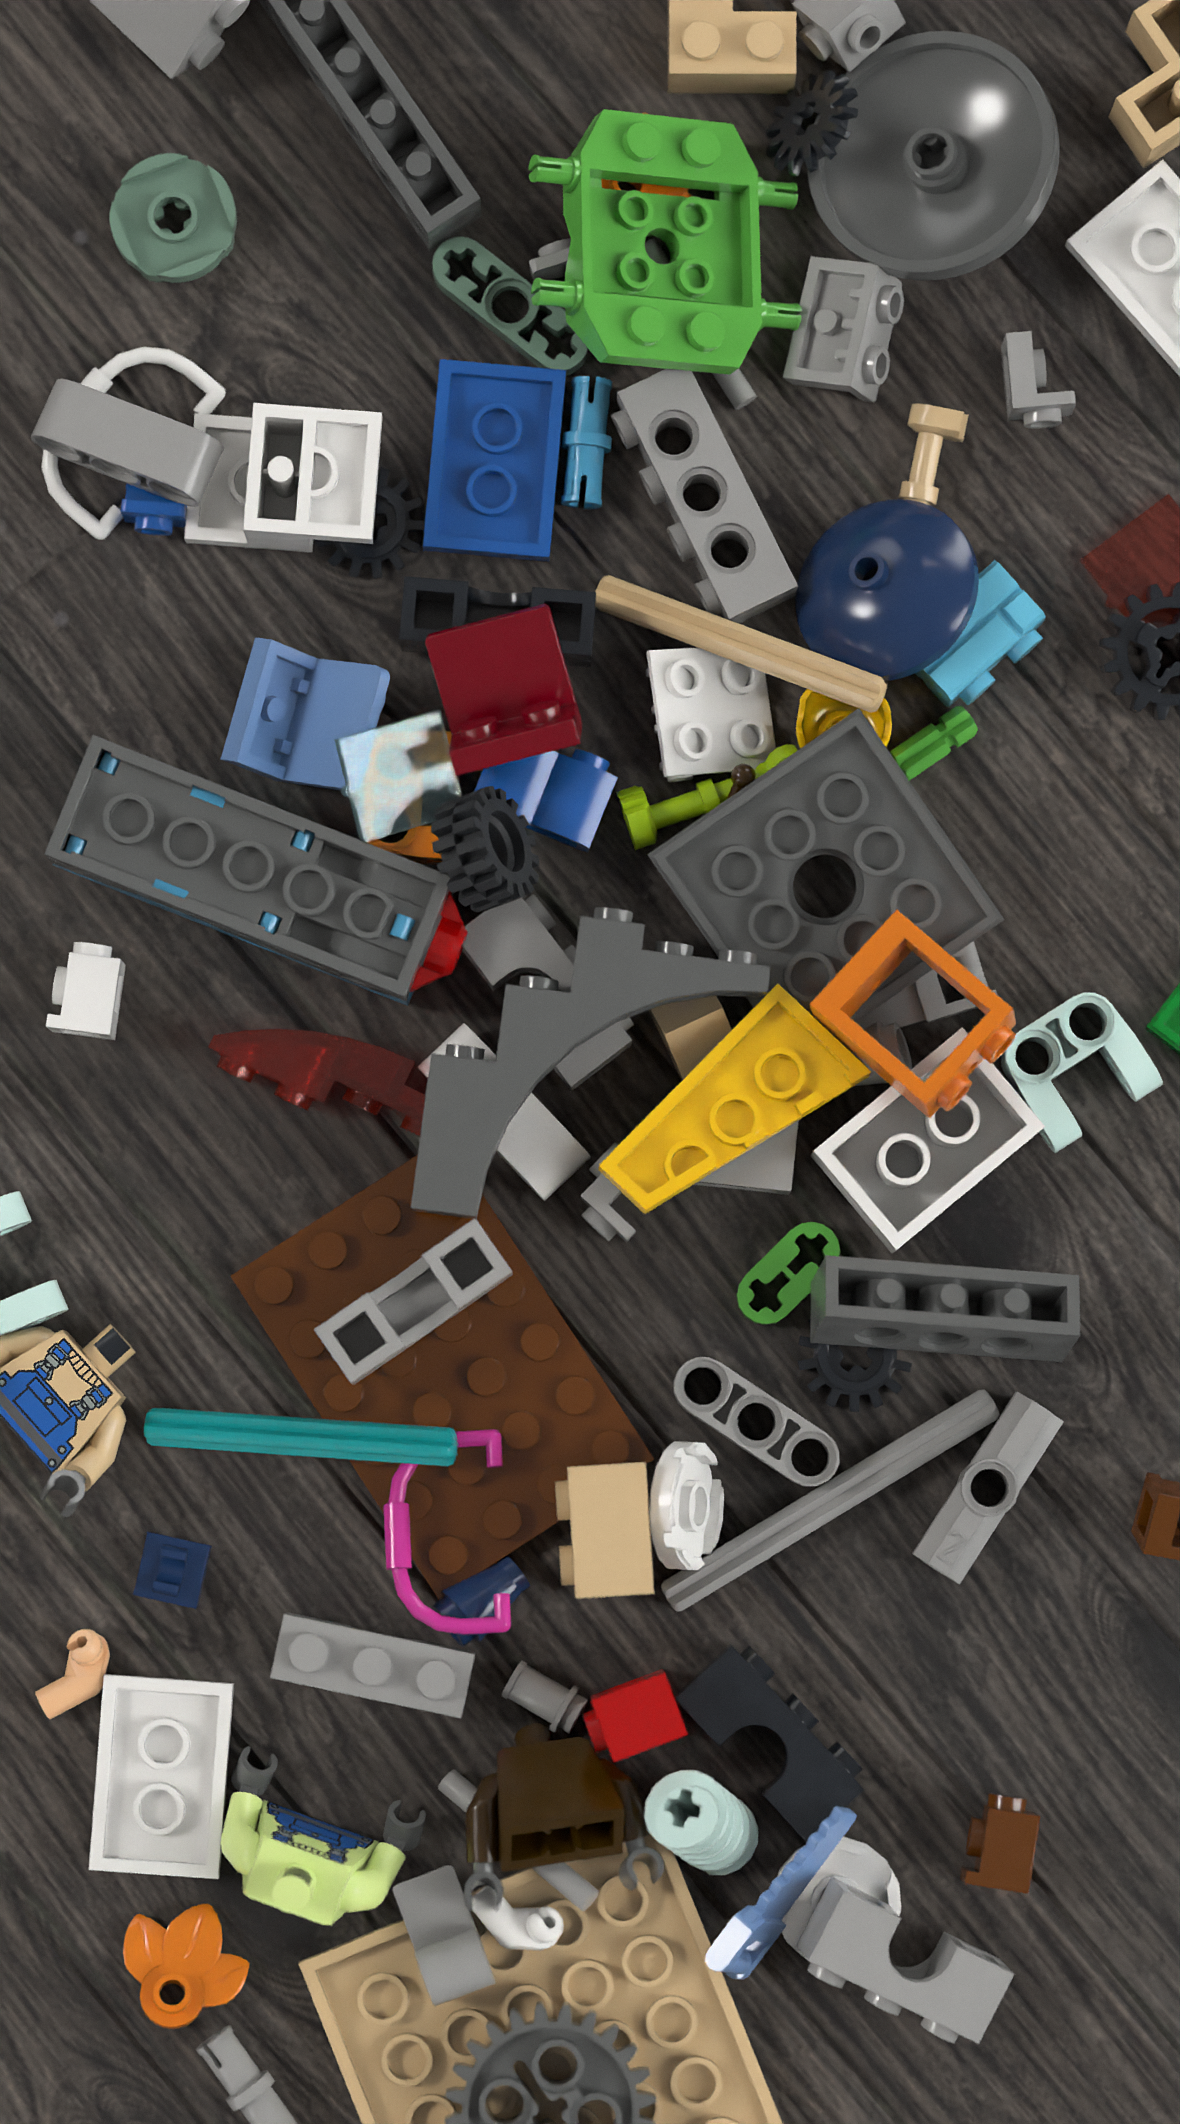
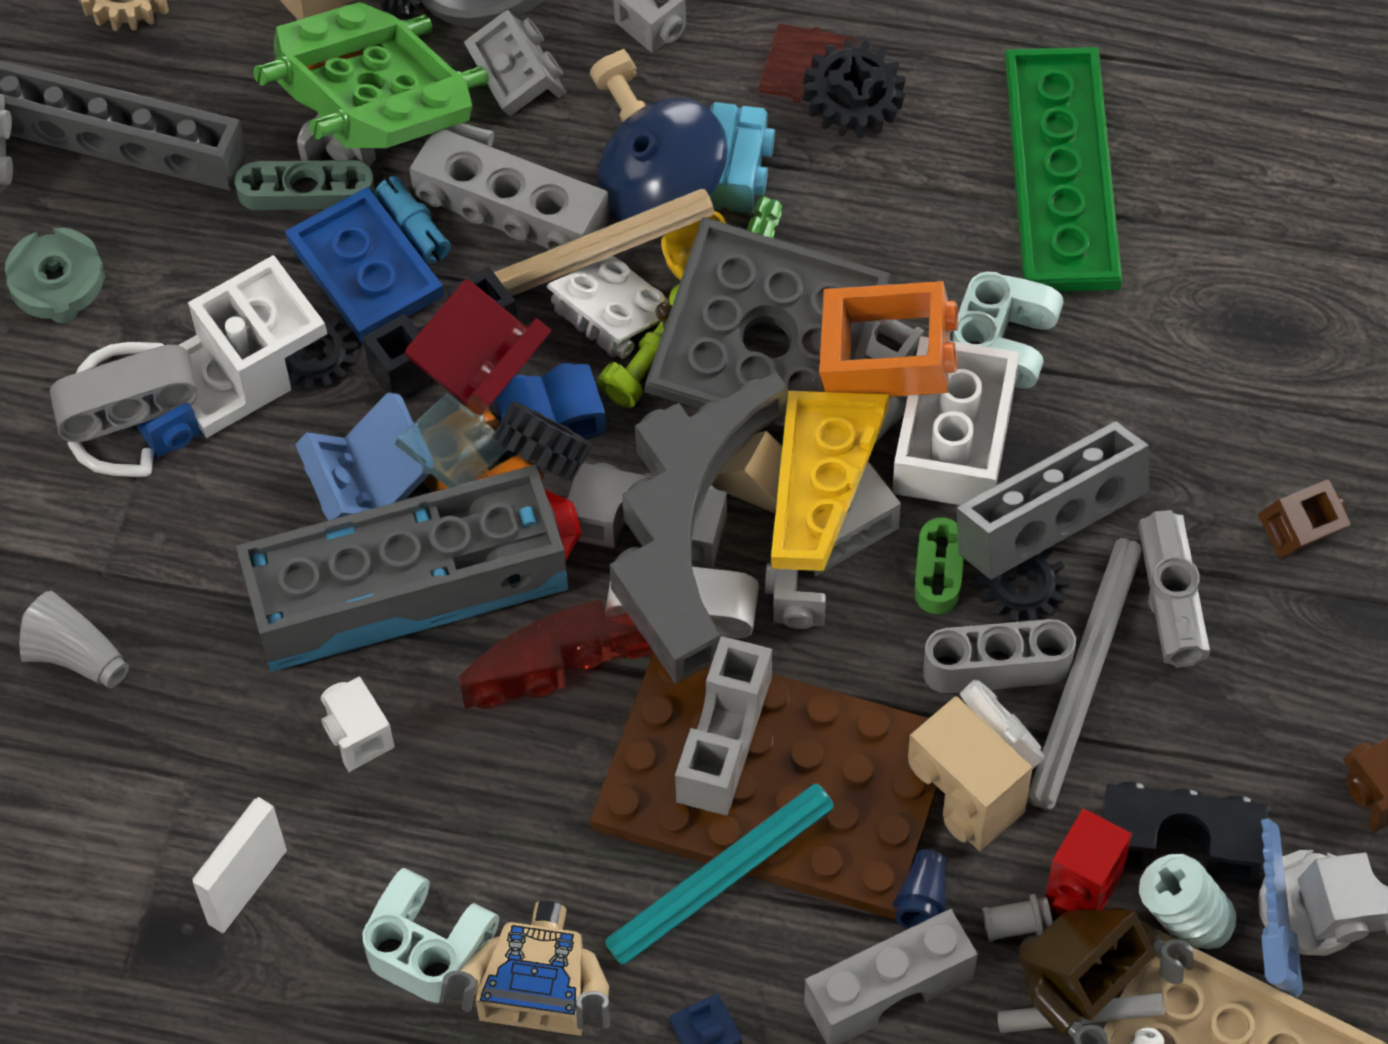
camera: 35 degrees left, 25 degrees down
(399, 1547) = (847, 892): dark pink piece -> none

